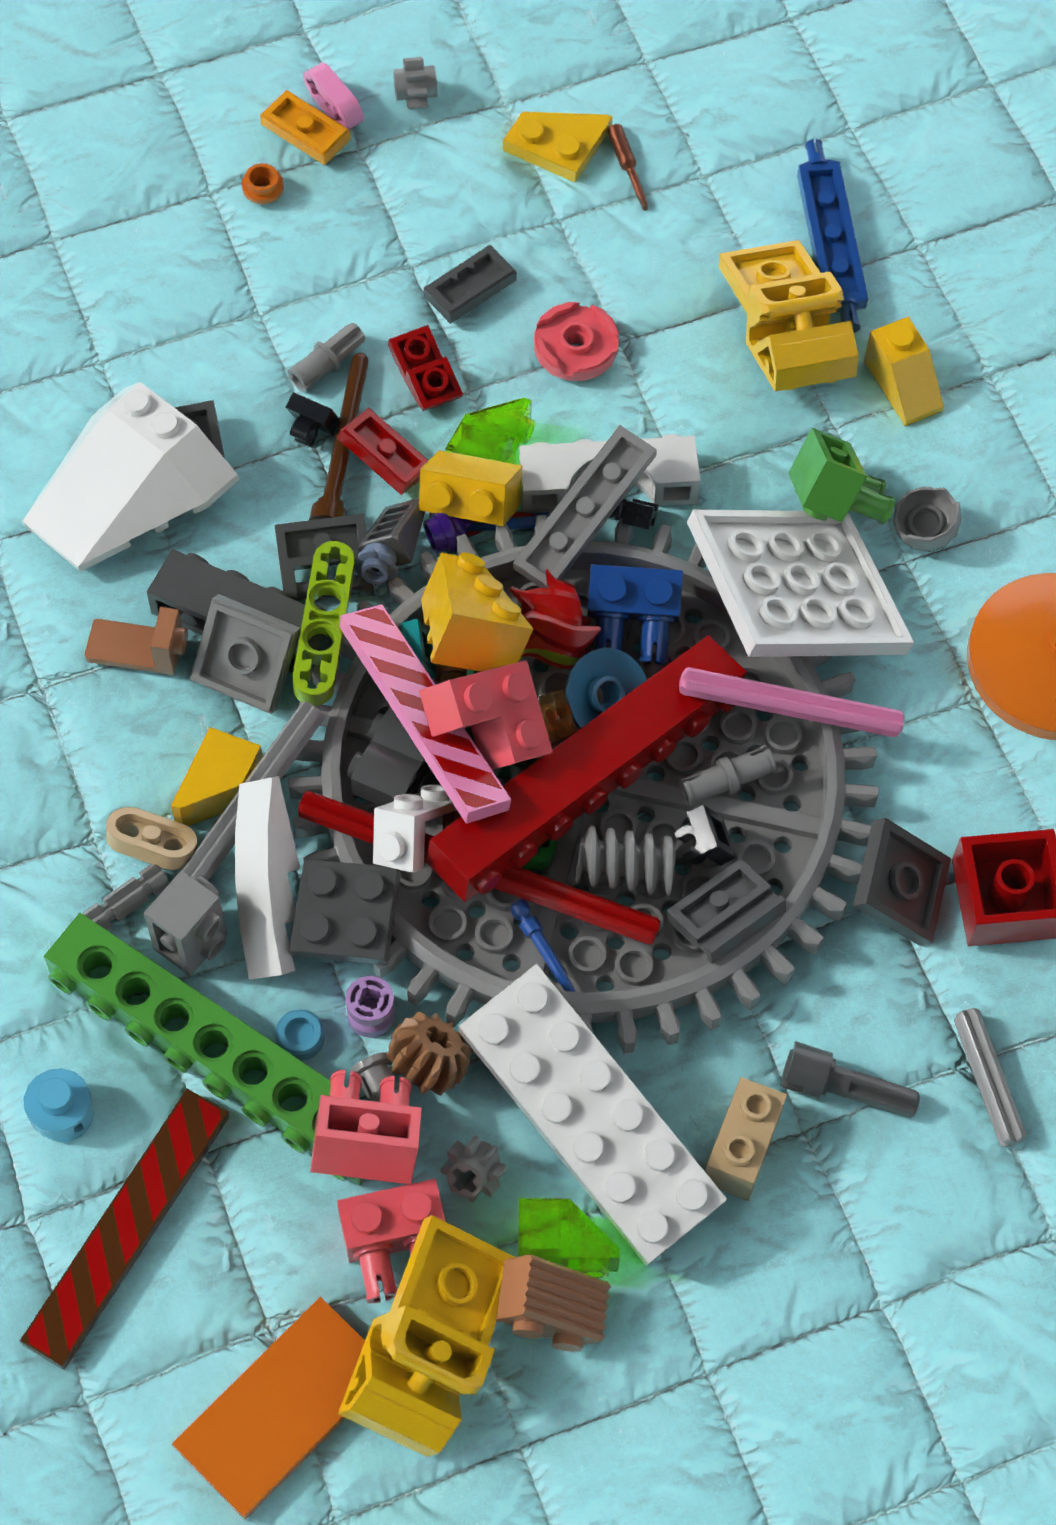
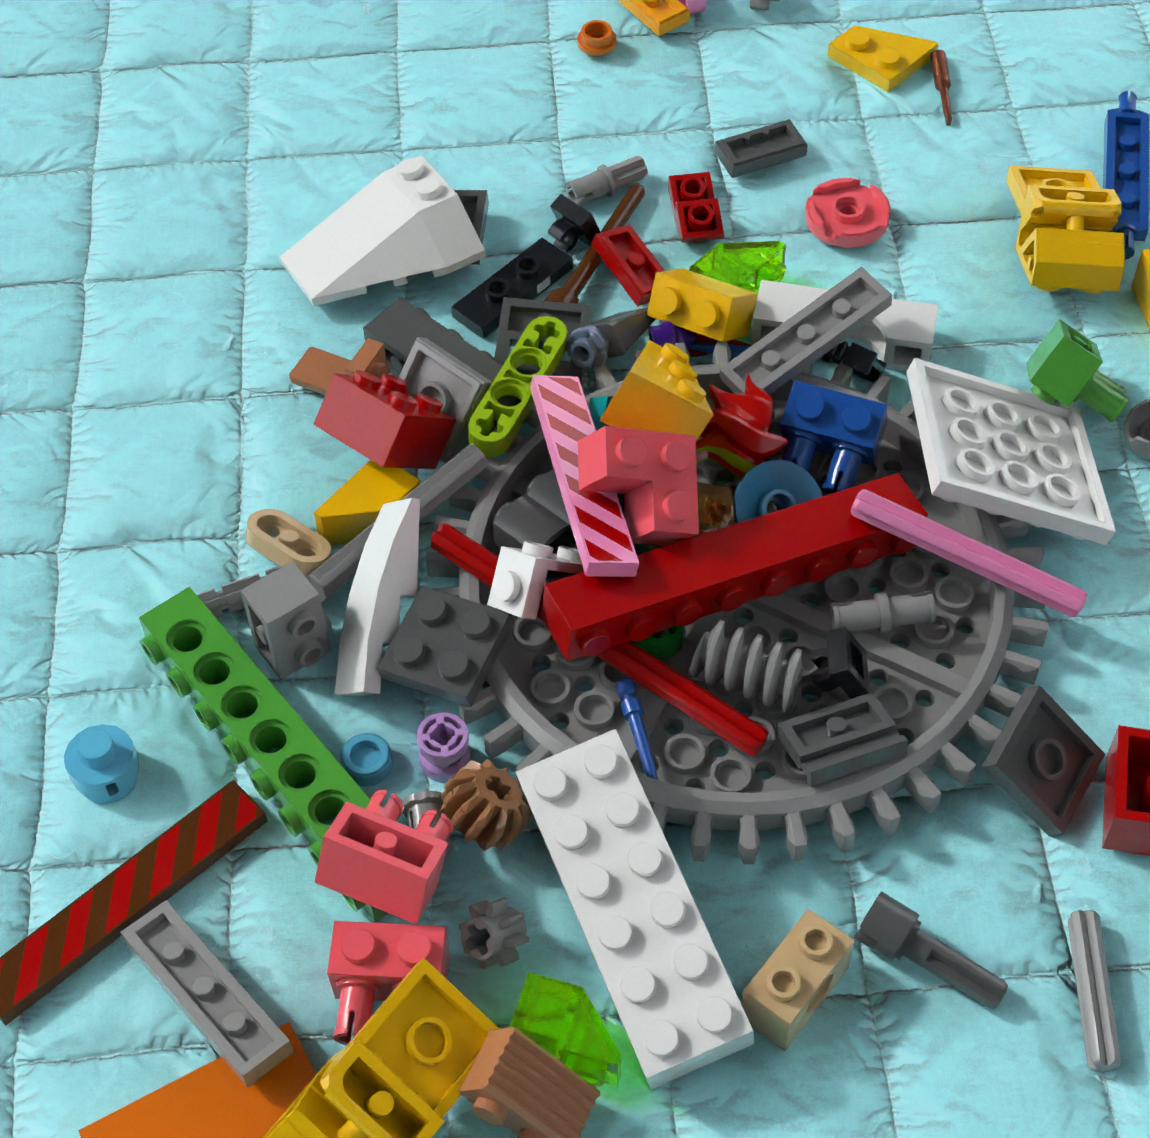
camera: 20 degrees right, 10 degrees down
(208, 692) = (385, 420): none -> red brick
(240, 1292) = (207, 993): none -> light grey plate
(271, 502) = (521, 278): none -> black plate

